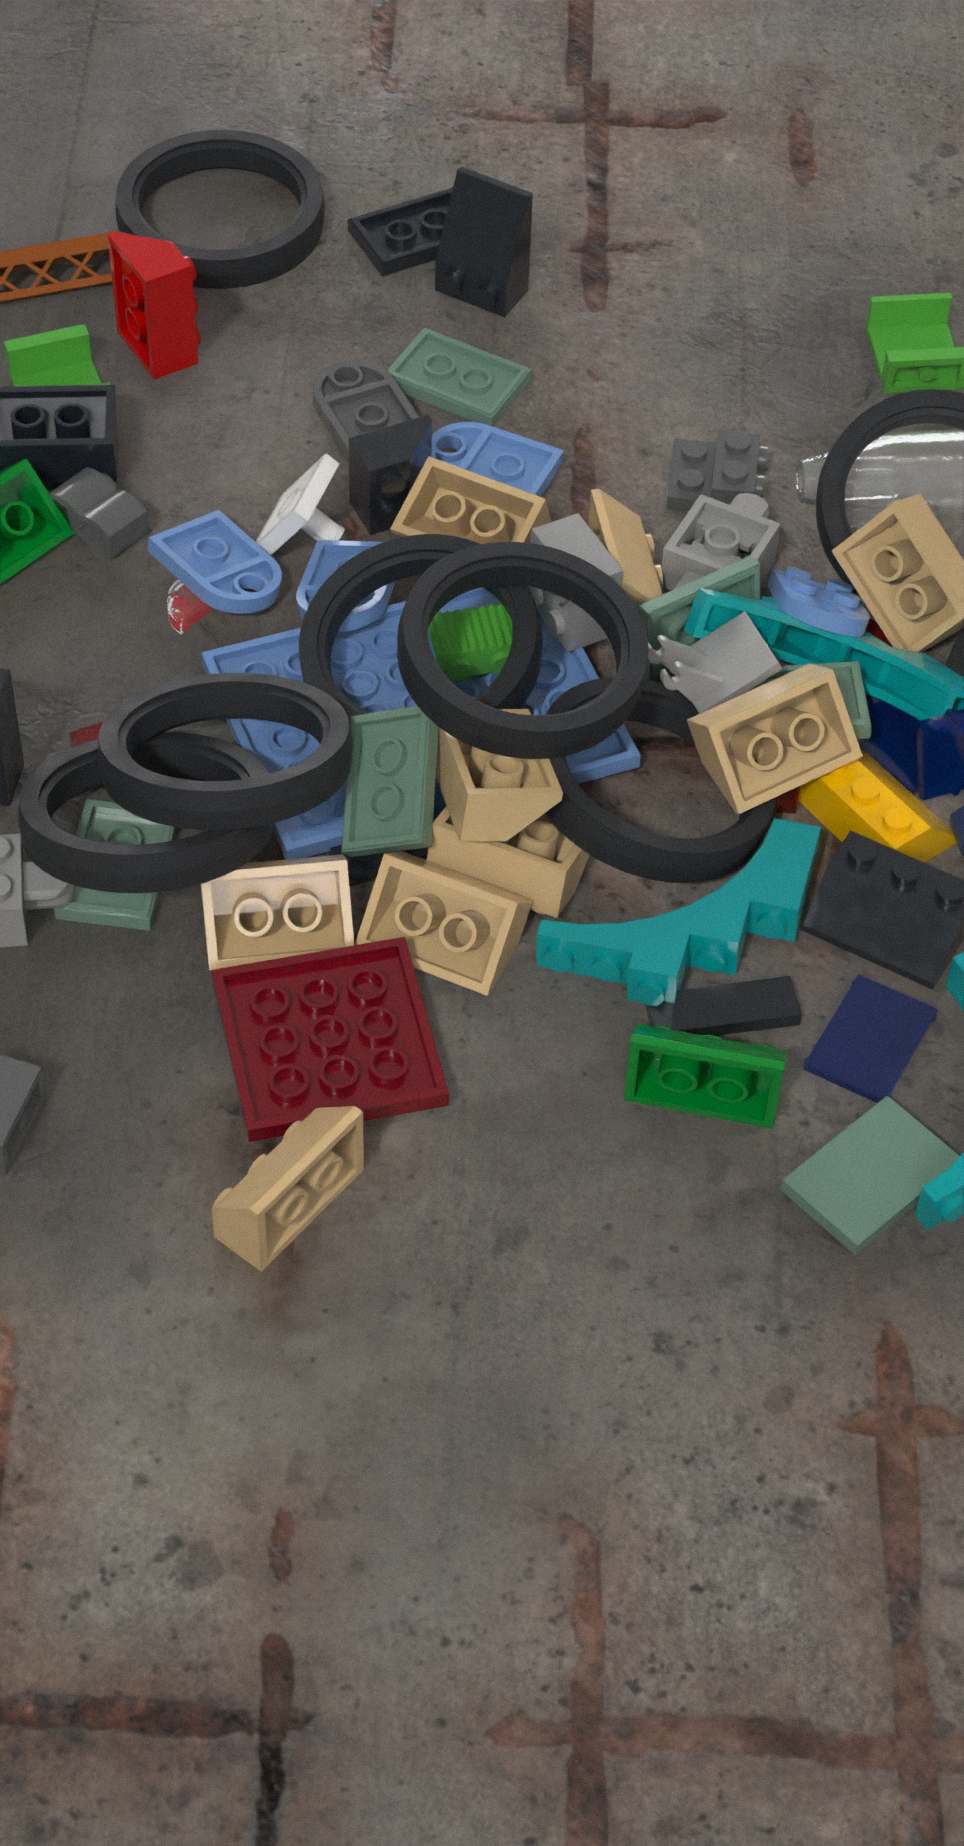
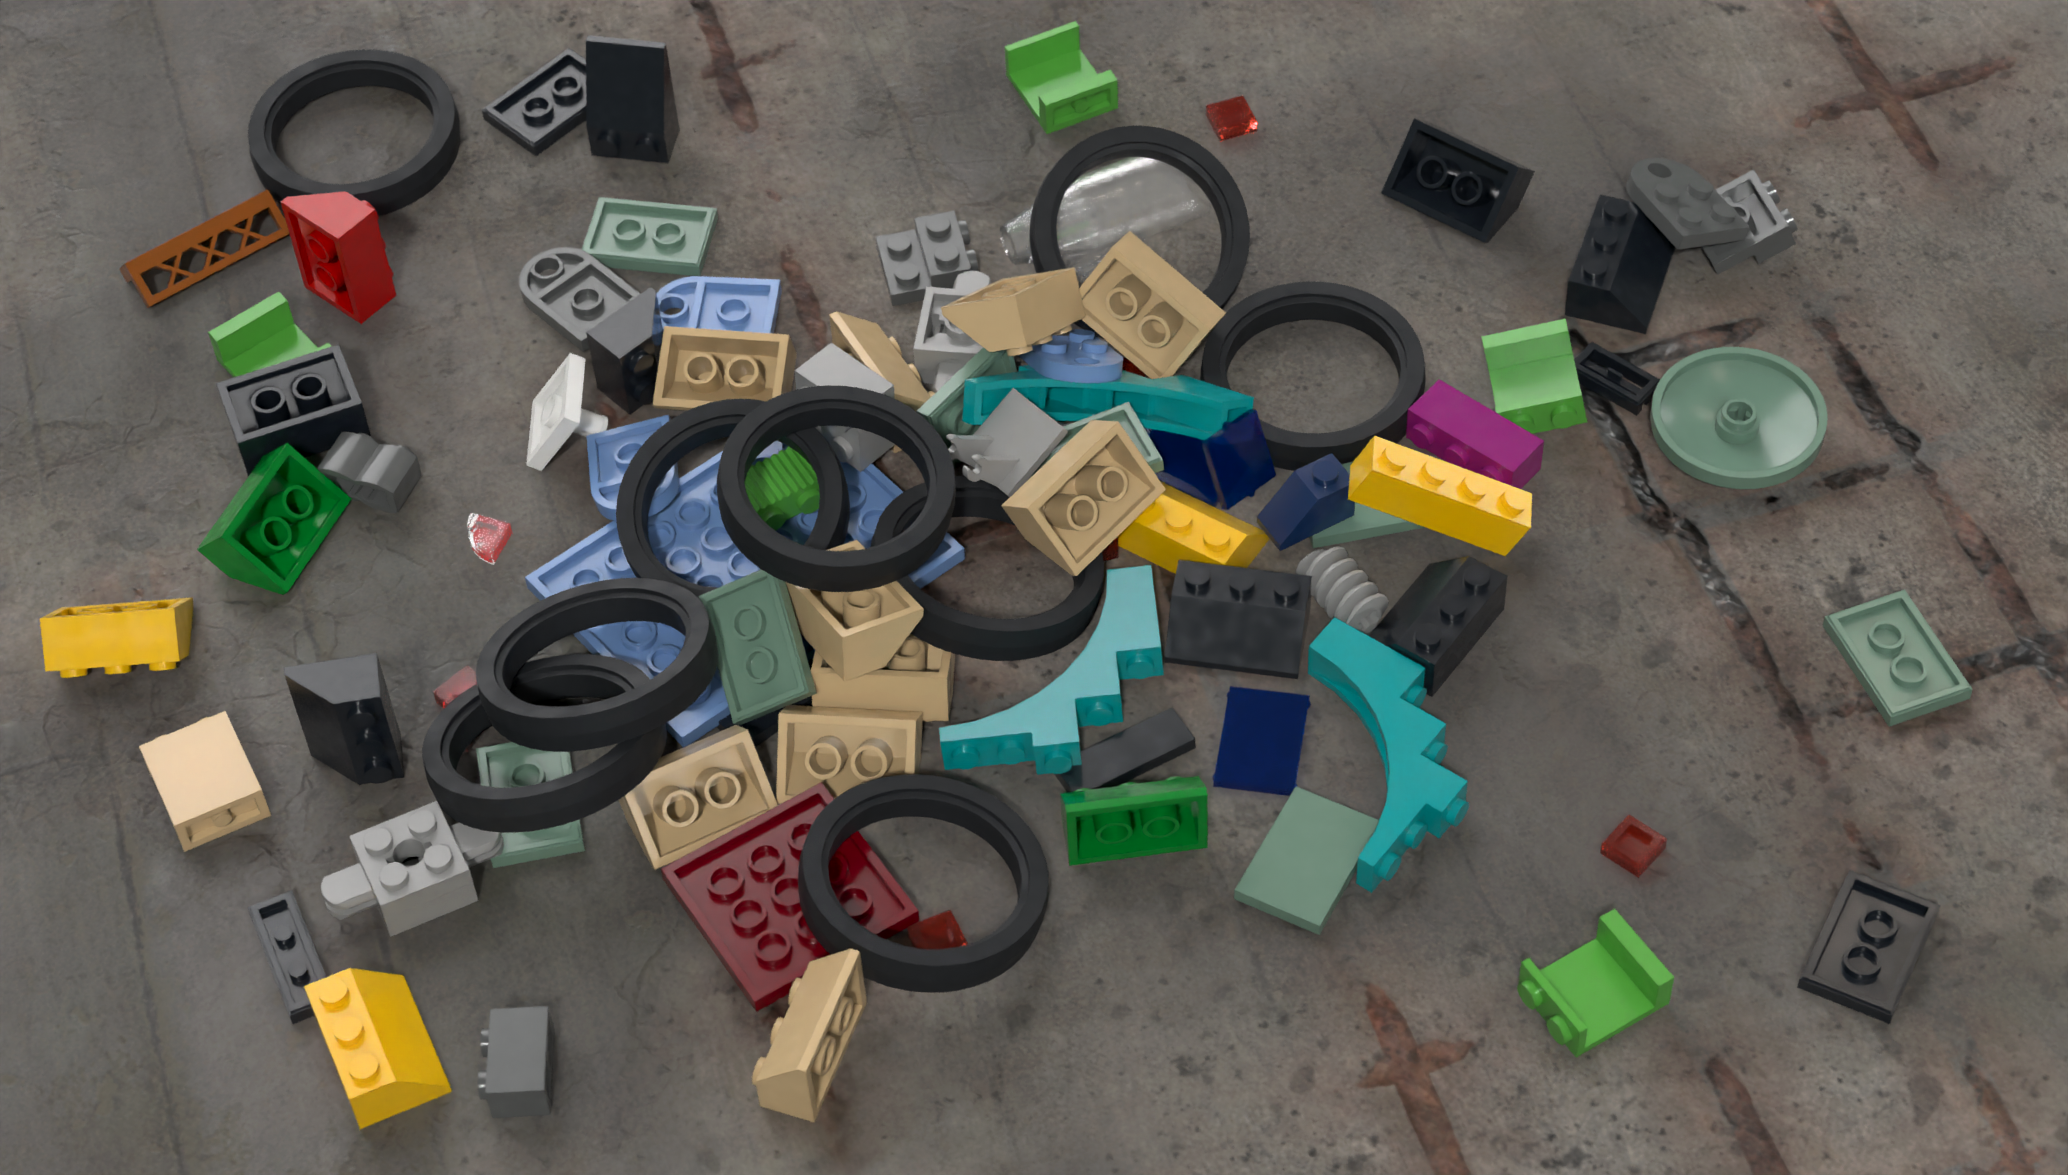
camera: 15 degrees left, 0 degrees up
(218, 563) = (504, 486): medium blue plate -> none
(459, 1131) = (937, 932): none -> clear red tile
(502, 984) = (938, 799): none -> black tyre
(780, 540) = (1019, 311): none -> tan slope

